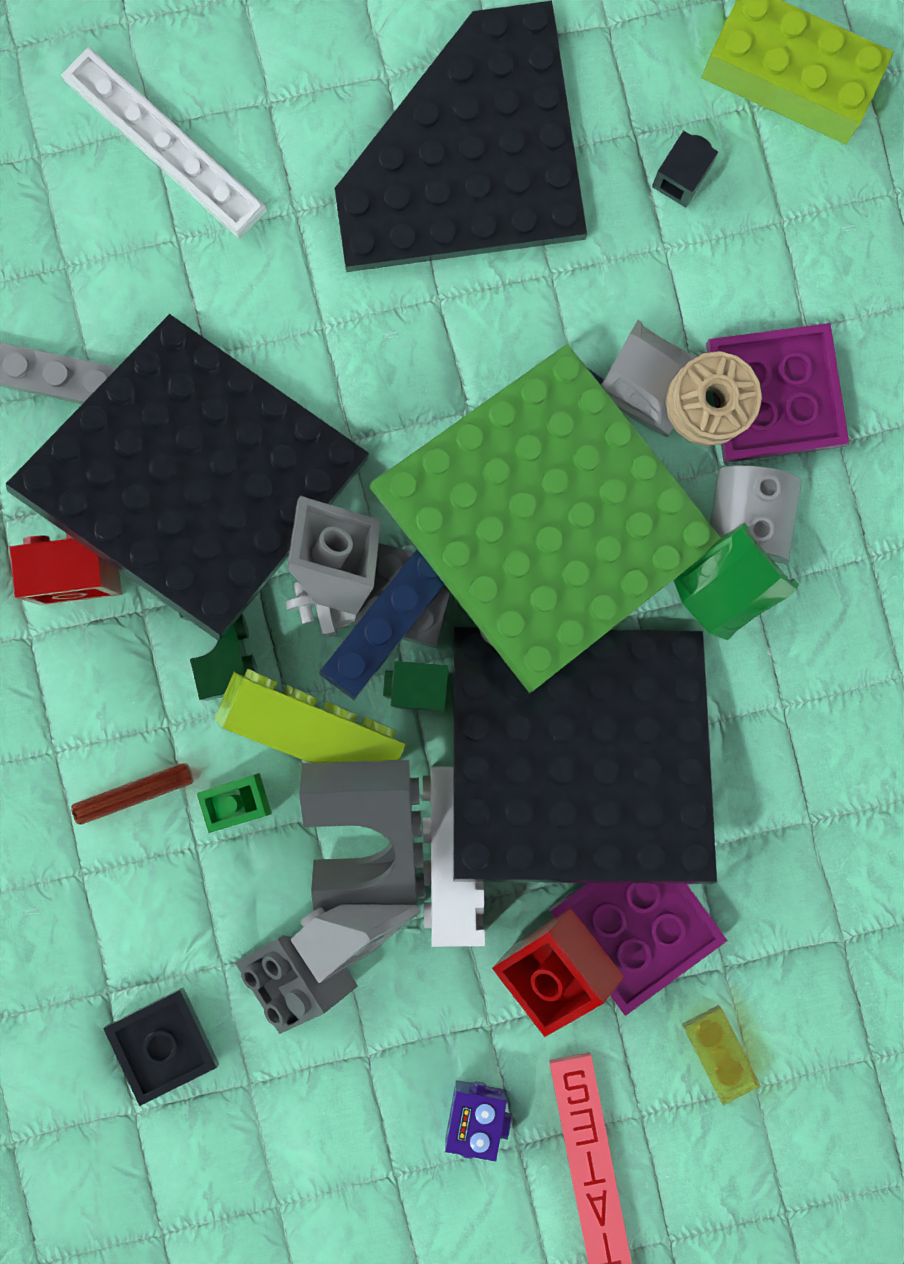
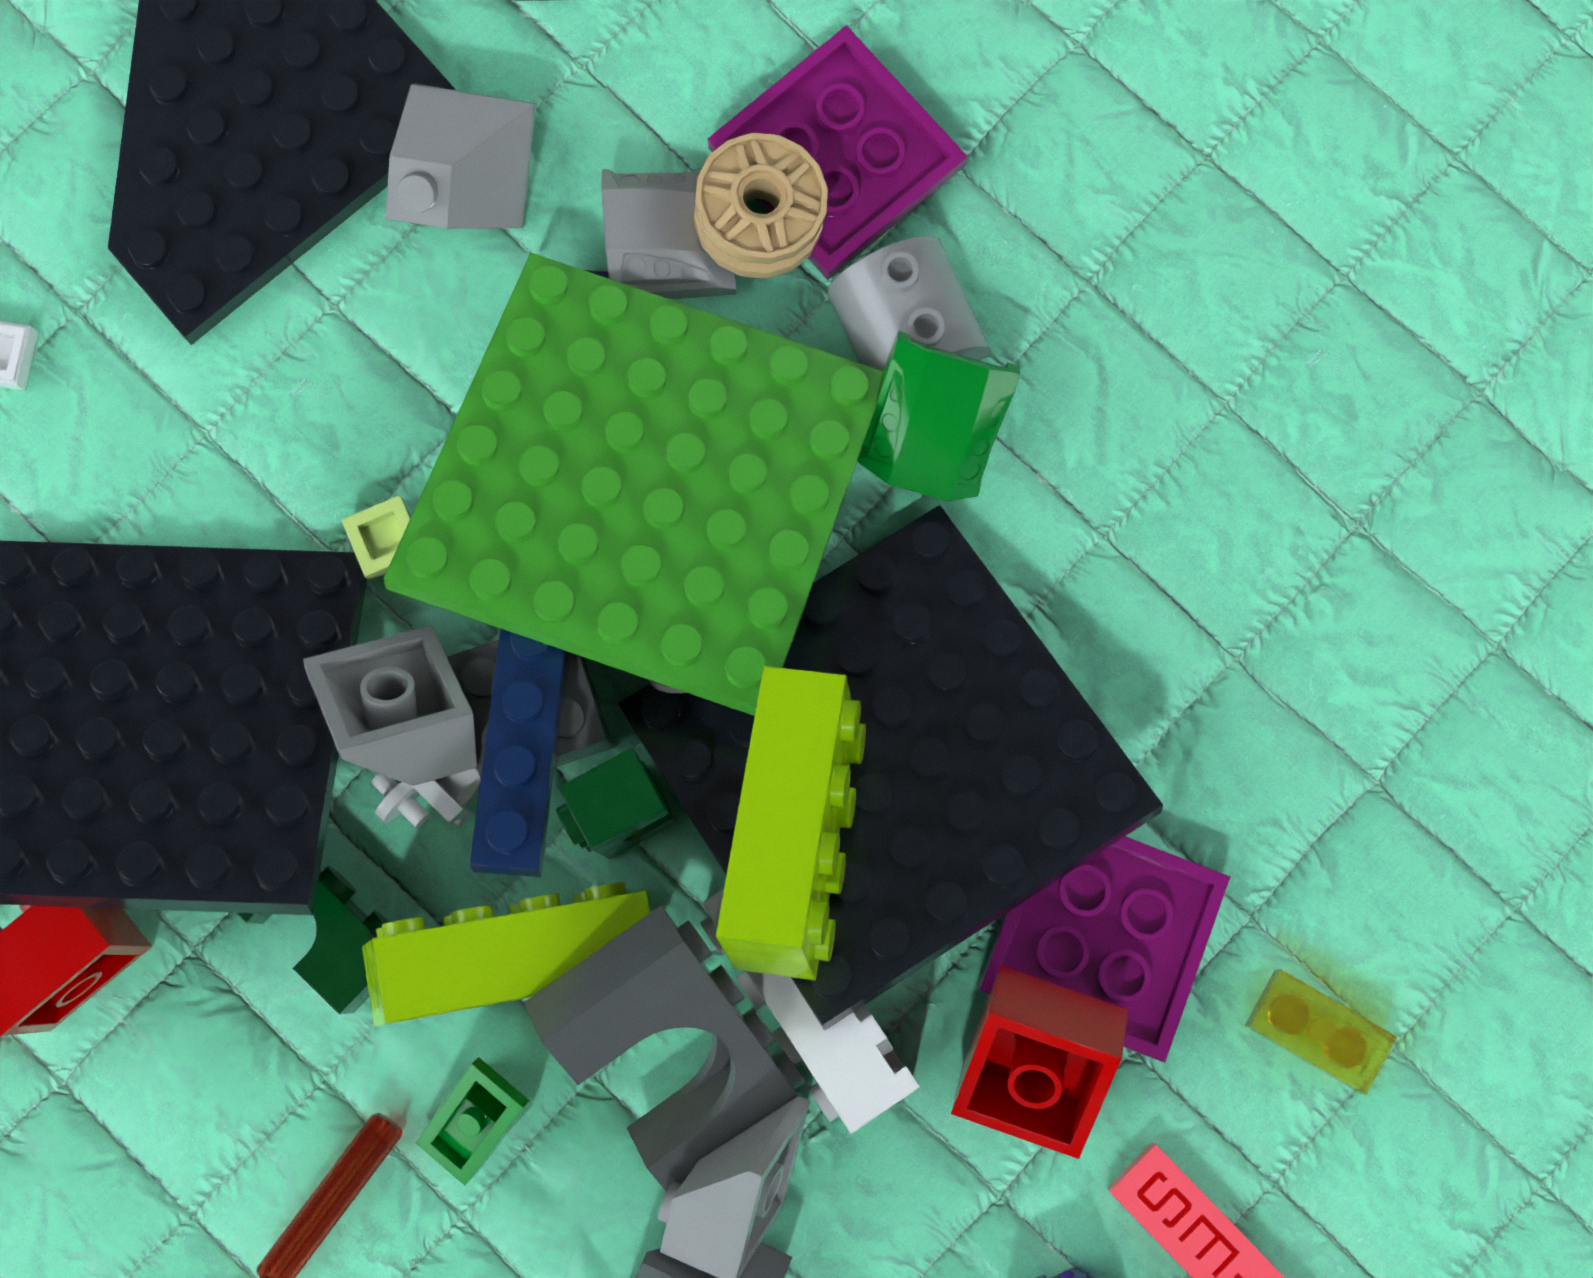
camera: 30 degrees left, 5 degrees down
(383, 449) = (377, 534): none -> yellowish green plate
(506, 760) = (790, 824): none -> lime brick
(562, 264) = (460, 160): none -> light grey slope

